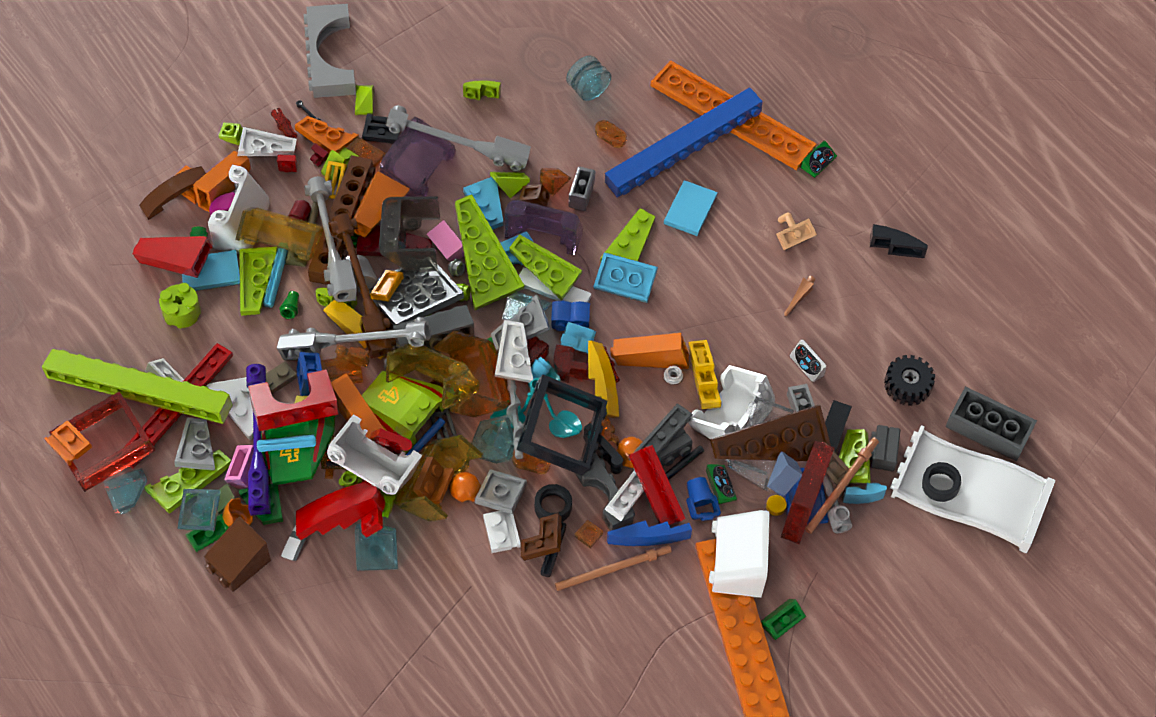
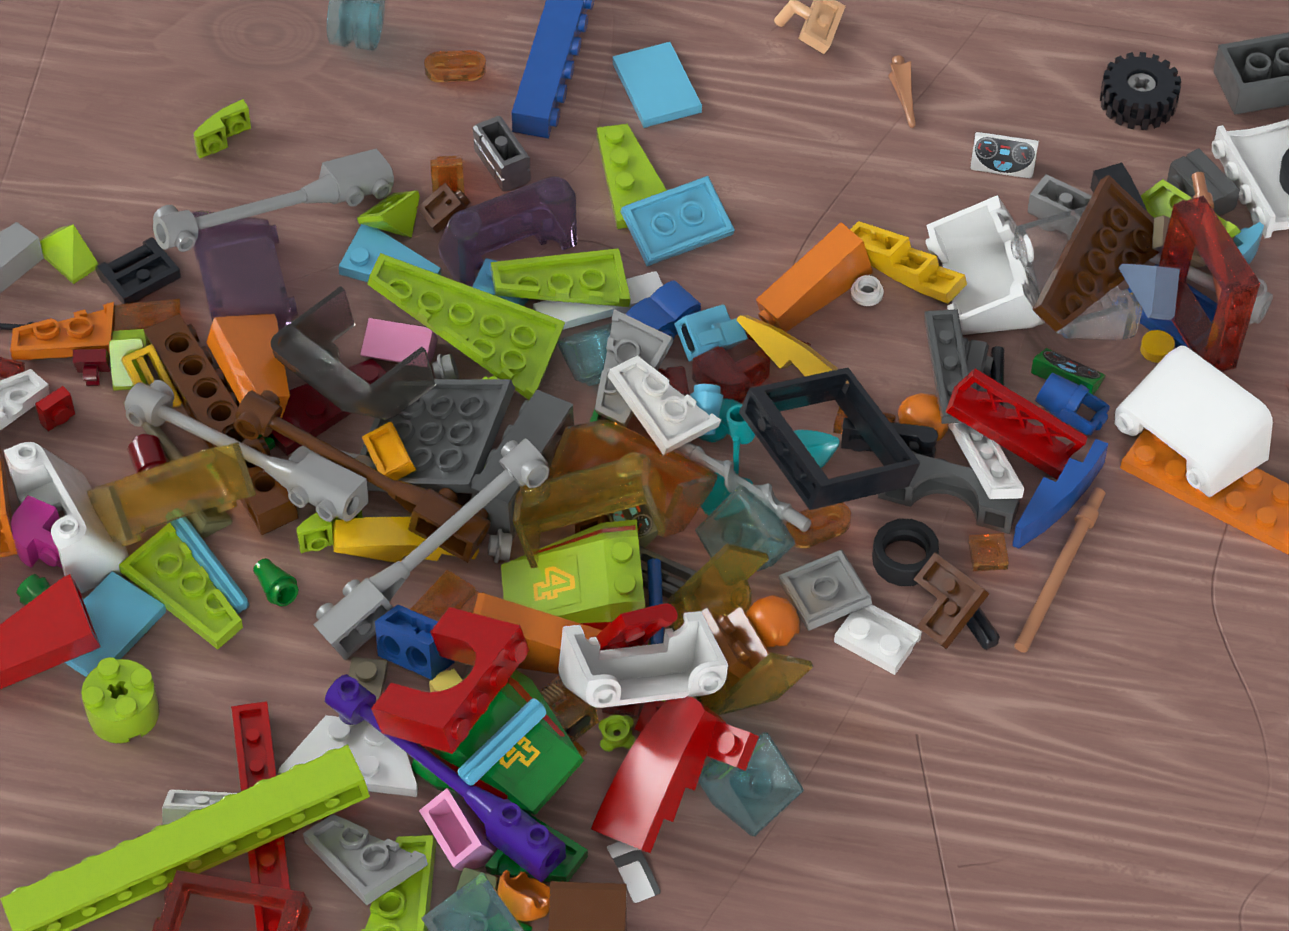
camera: 40 degrees left, 5 degrees down
(355, 355) = (451, 571): clear orange plate -> none

